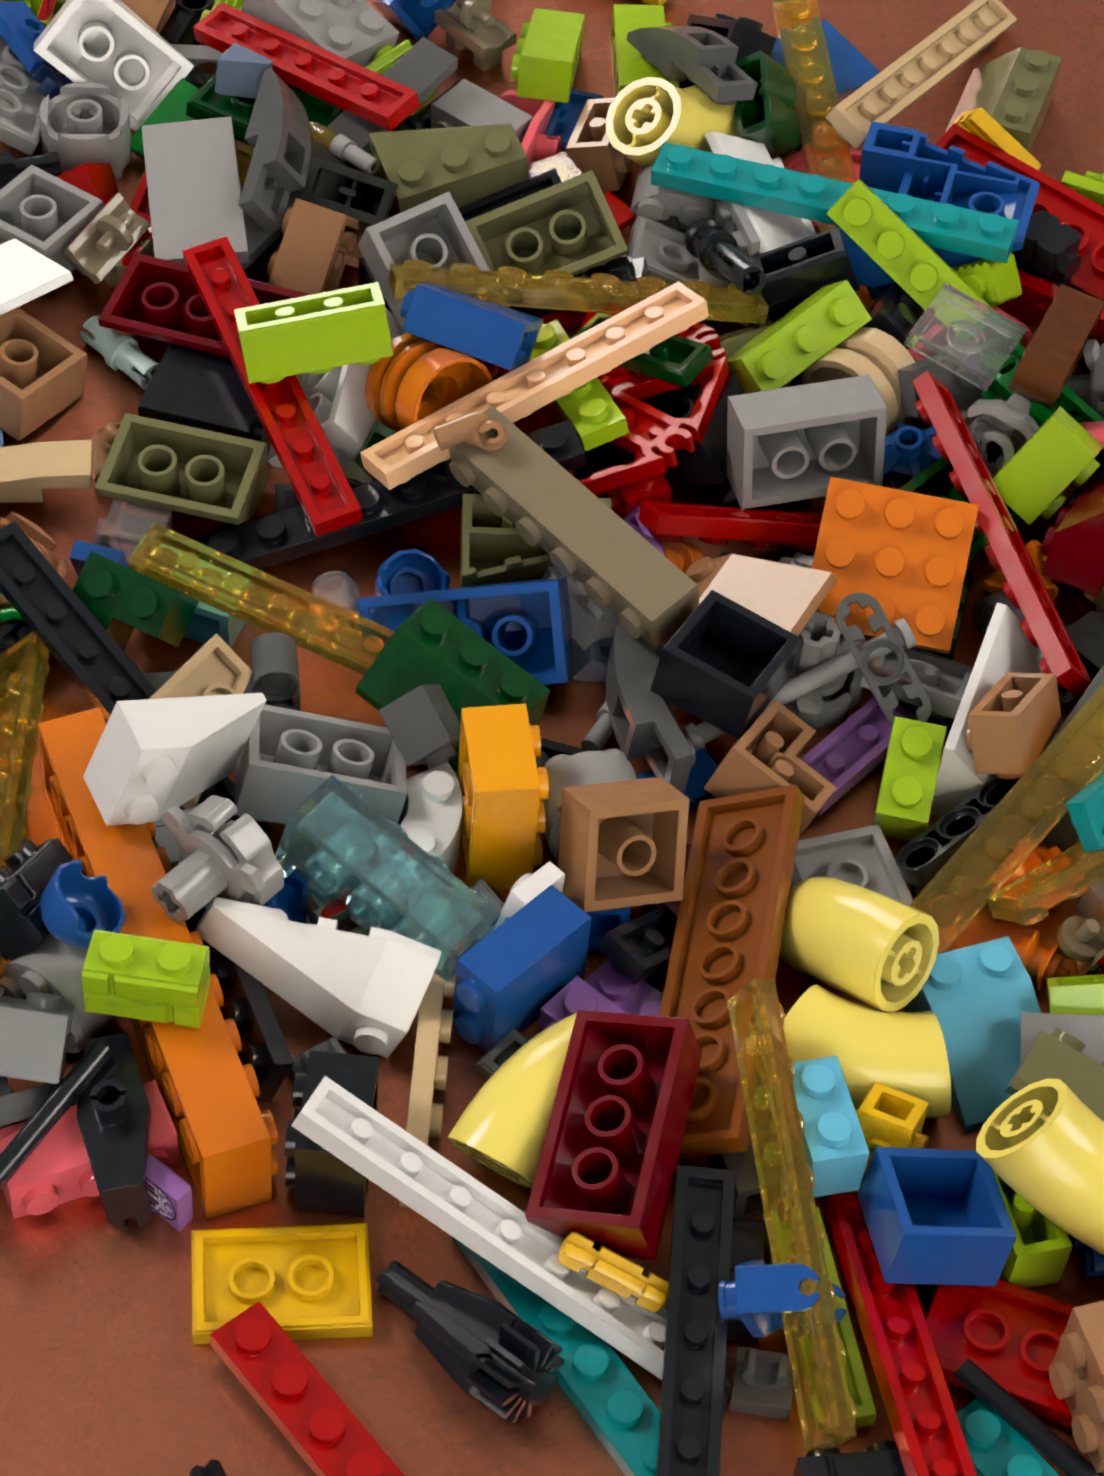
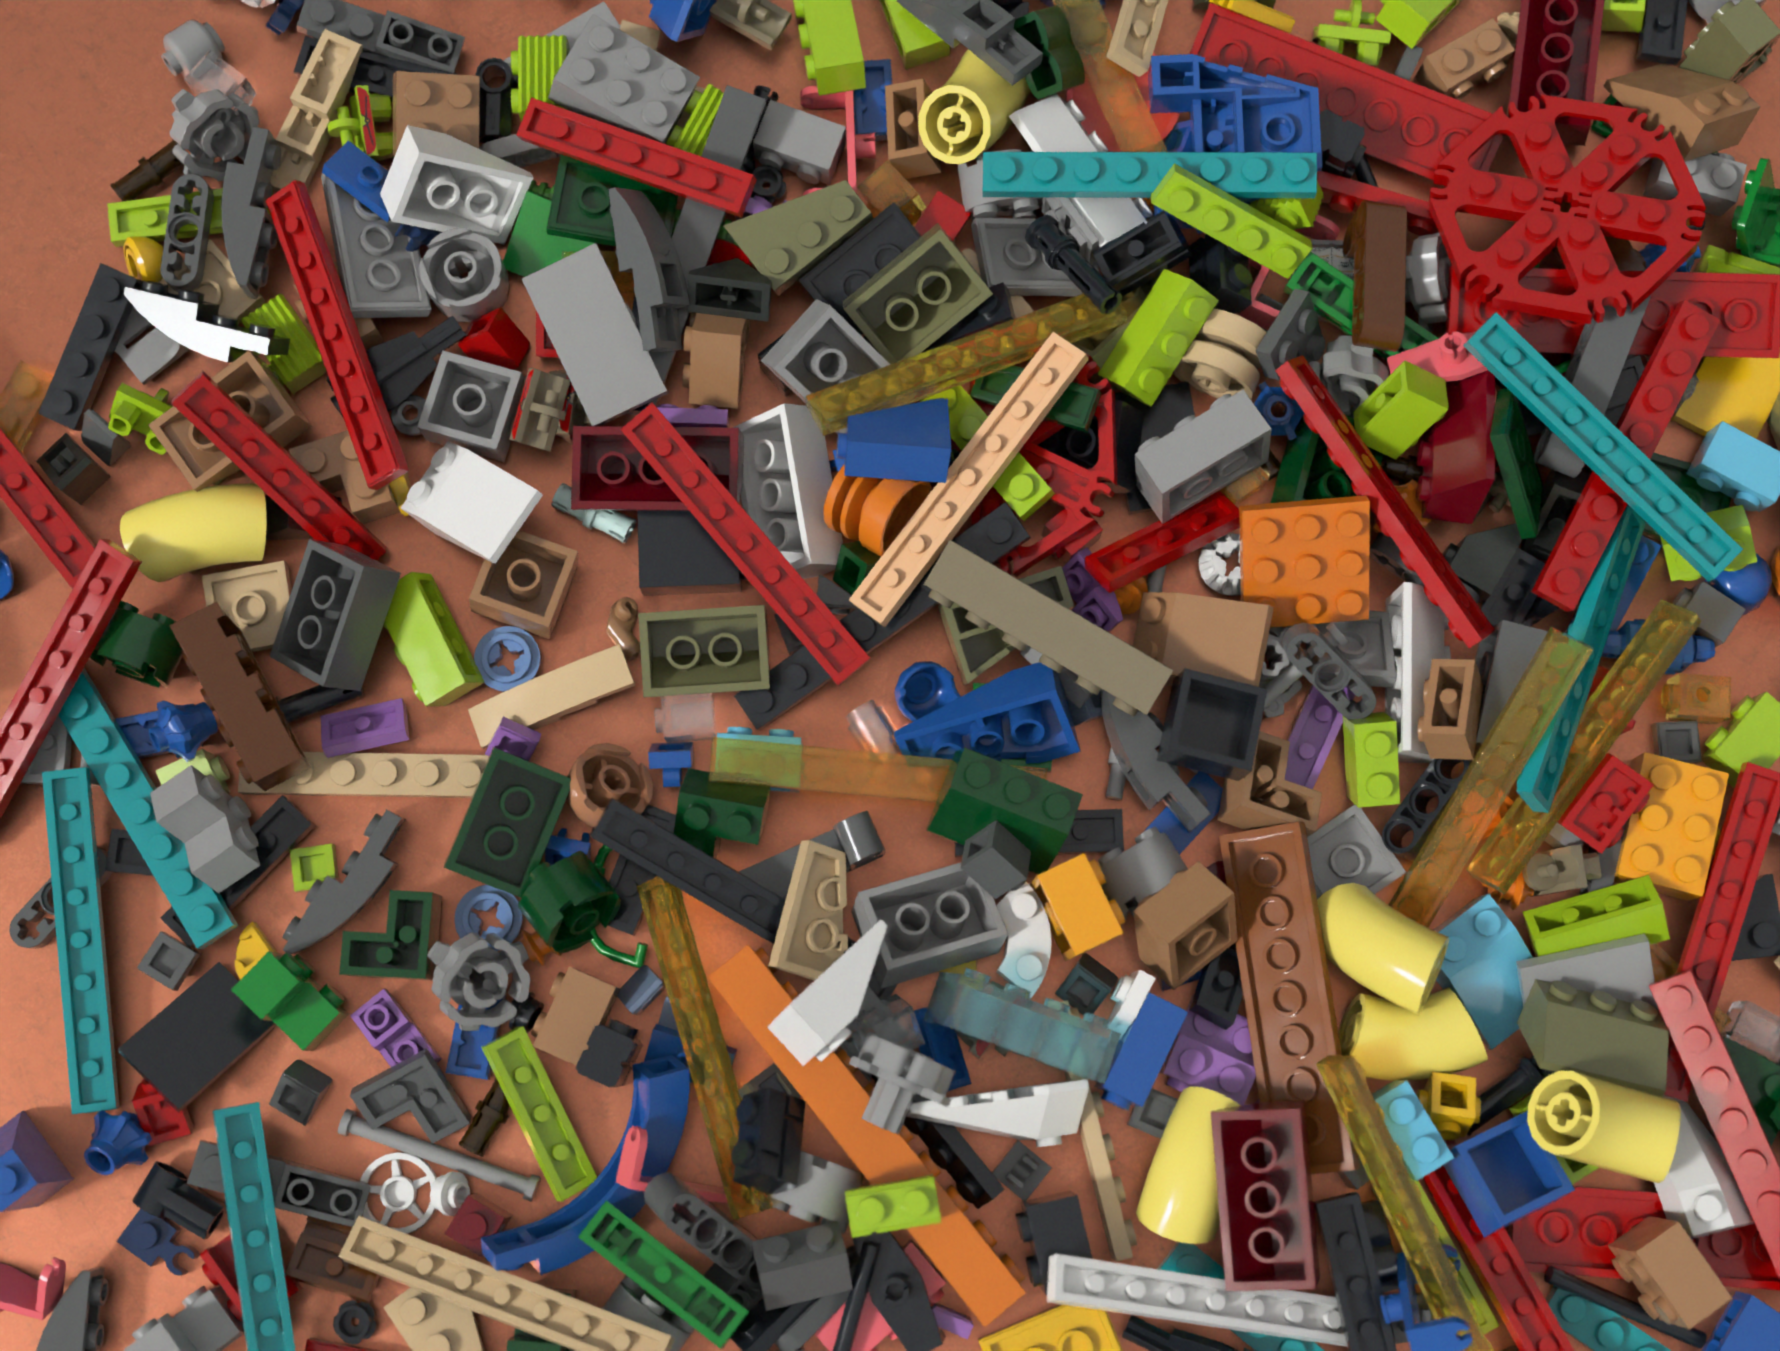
camera: 15 degrees left, 30 degrees up
(78, 905) = (819, 1157): blue hair -> none
(240, 72) = (586, 186): sand blue slope -> none
(314, 333) = (774, 508): lime brick -> none
(344, 148) = (704, 242): light grey piece -> none
(473, 429) = (947, 575): medium nougat arm -> none
(613, 1272) = (1317, 1299): yellow axle -> none
(965, 336) = (1302, 295): clear tile -> none

